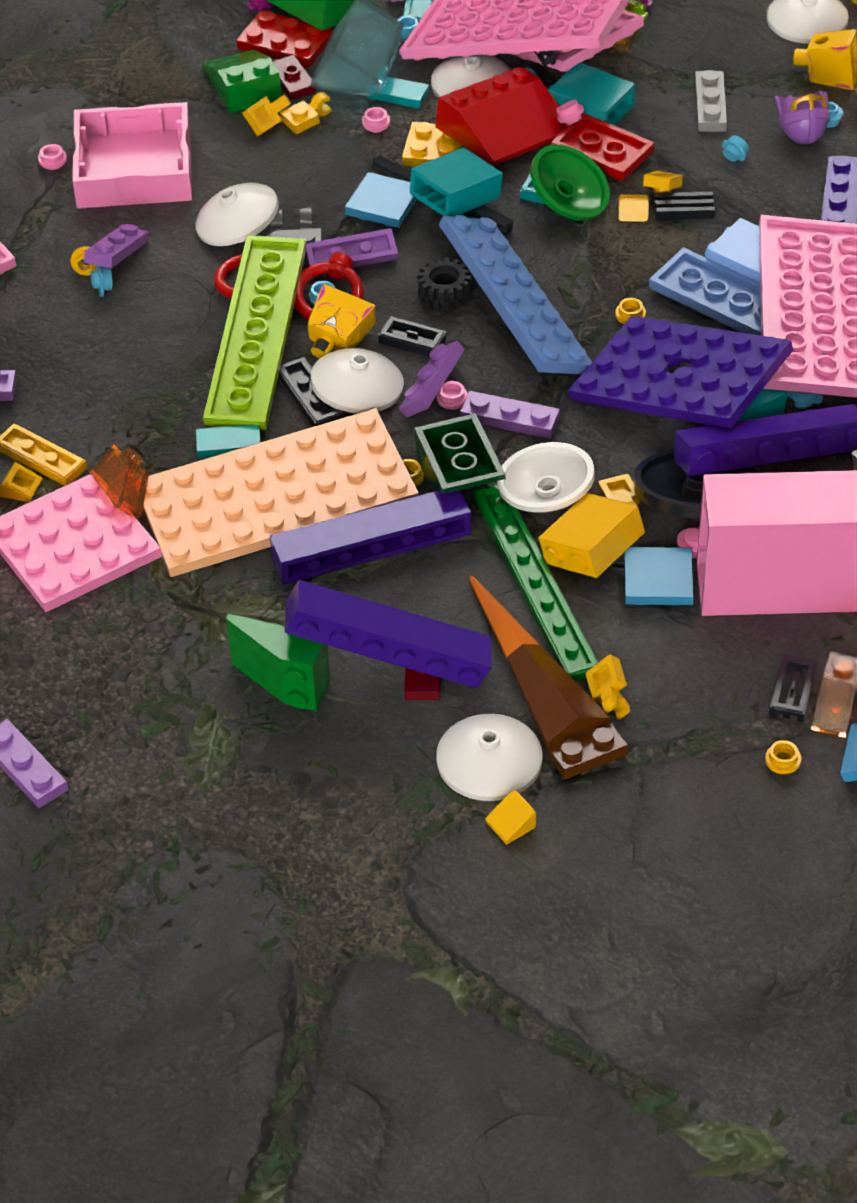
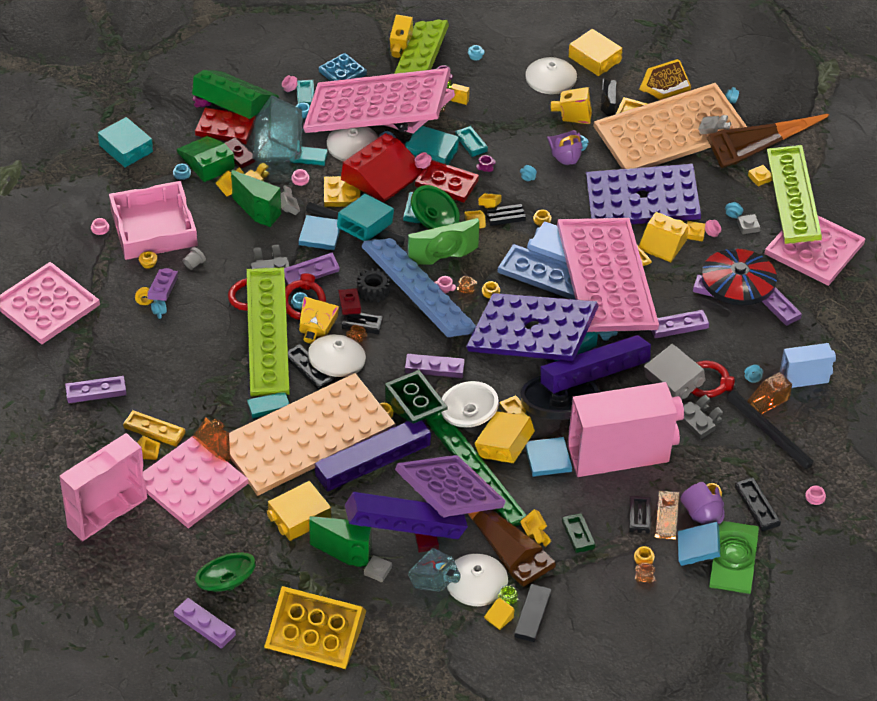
camera: 15 degrees left, 0 degrees up
(76, 687) = (225, 572): none -> green dish
(109, 210) = (148, 259): none -> yellow plate
(127, 45) = (125, 142): none -> brick
(177, 215) = (194, 258): none -> light grey piece
(196, 795) = (315, 627): none -> yellow slope
(198, 94) = (181, 172): none -> medium azure plate
(210, 598) = (294, 508): none -> yellow brick
(236, 213) = (231, 253): white dish -> none
(298, 139) = (256, 198): none -> green slope
(329, 716) = (377, 568): none -> light grey plate
(346, 152) = (289, 203): none -> light grey plate
(398, 351) = (357, 333): none -> clear orange plate
(399, 303) = (349, 301): none -> dark red plate
(416, 732) = (434, 571): none -> clear light blue torso
(431, 378) = (382, 349): medium lavender plate -> none
(451, 395) = (397, 358): bright pink plate -> none
(478, 598) = (450, 485): none -> medium lavender plate
(534, 782) = (508, 591): none -> clear neon green plate
(559, 295) = (445, 284): none -> bright pink plate
(568, 824) = (532, 613): none -> tile
(570, 231) = (443, 242): none -> bright green slope
(593, 300) = (466, 285): none -> clear orange plate
(655, 27) = (461, 94): none -> yellow plate
(657, 96) = (471, 141): none -> teal tile
(671, 128) = (486, 163): none -> magenta plate
(679, 704) = (578, 533): none -> plate
(689, 539) = (561, 430): bright pink plate -> none
(710, 101) = (505, 141): light grey plate -> none
(740, 210) = (541, 216): none -> yellow plate
(778, 778) = (642, 570): none -> clear orange plate

